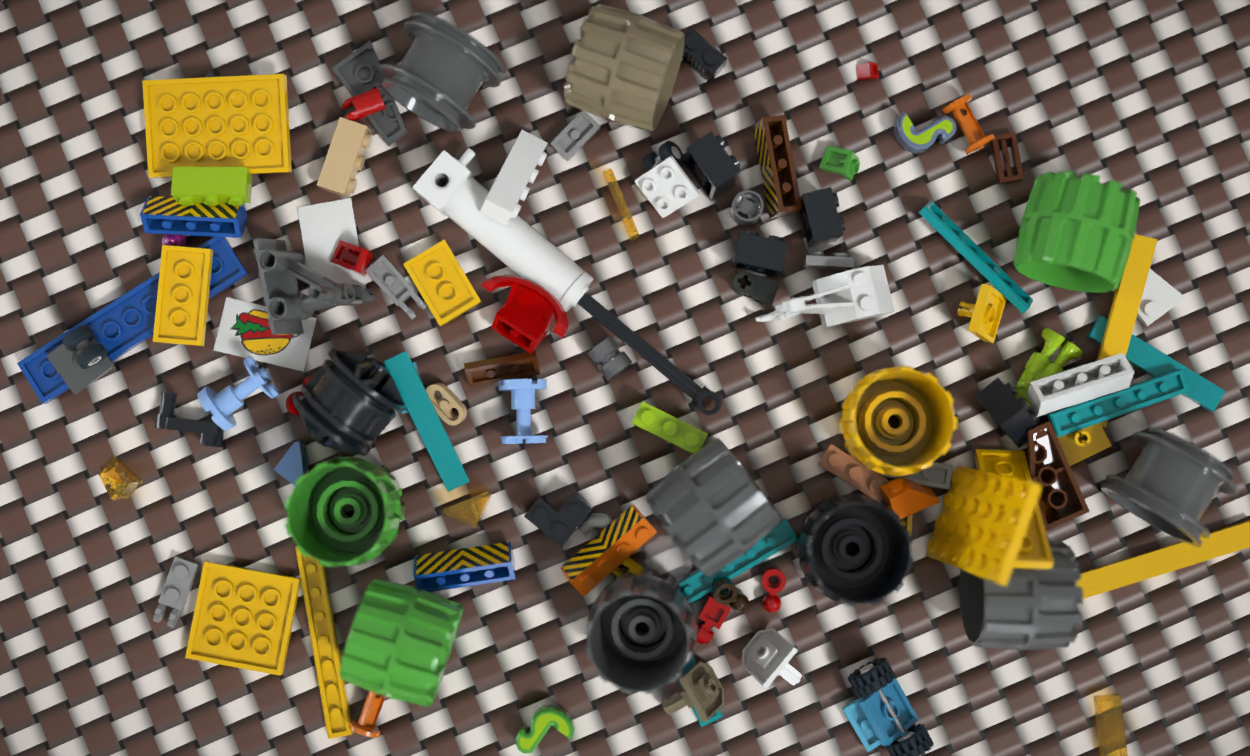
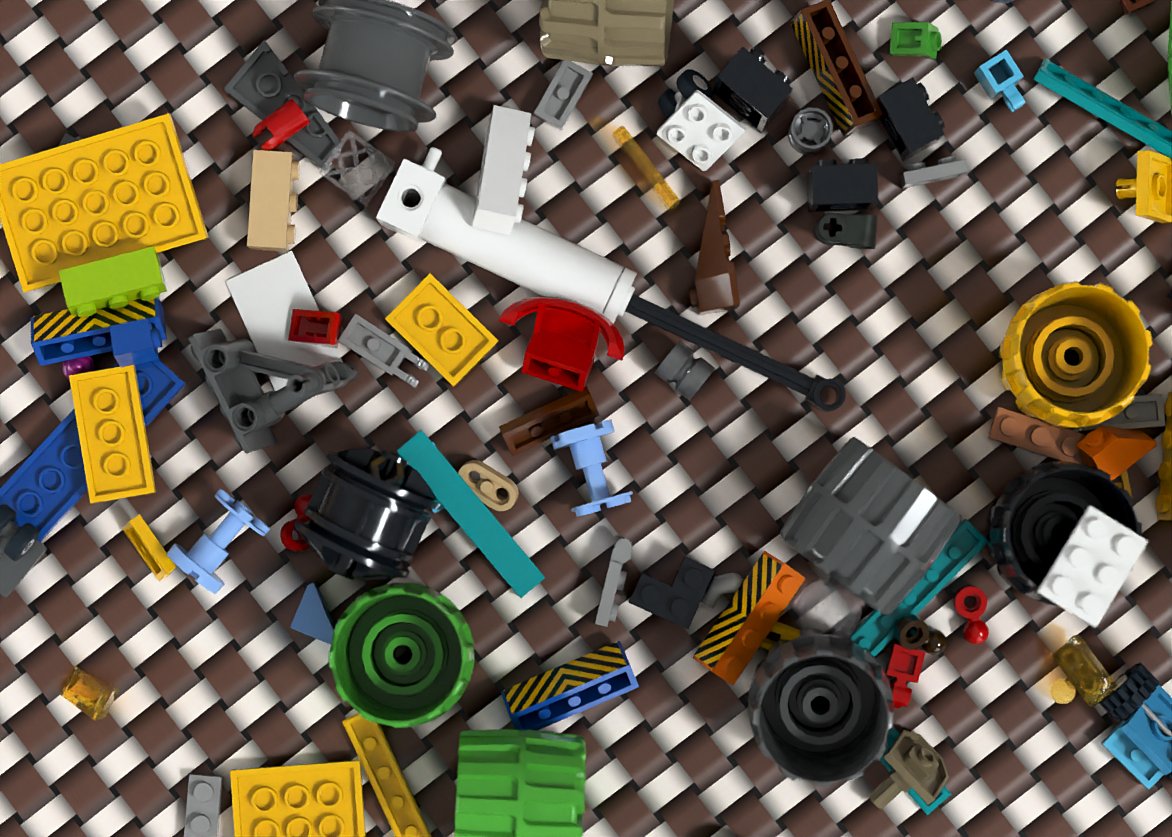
camera: 20 degrees left, 0 degrees up
(188, 383) = (149, 547): none -> yellow tile
(210, 432) = (194, 601): black beam -> none
(213, 233) = (135, 342): none -> blue brick
(246, 332) = (207, 458): white sticker -> none
(399, 135) = (336, 153): none -> clear window
(470, 510) = (555, 614): clear yellow slope -> none
(518, 497) = (614, 581): none -> light grey hinge
(650, 291) = (715, 275): none -> reddish brown wedge
(669, 428) = (785, 441): lime brick -> none
(768, 657) = (990, 701): white piece -> none
(841, 654) = (1083, 673): none -> clear yellow plate
(842, 298) = (964, 215): white slope -> none
(868, 582) = (1092, 566): none -> white plate
(895, 204) = (1000, 77): none -> medium azure brick

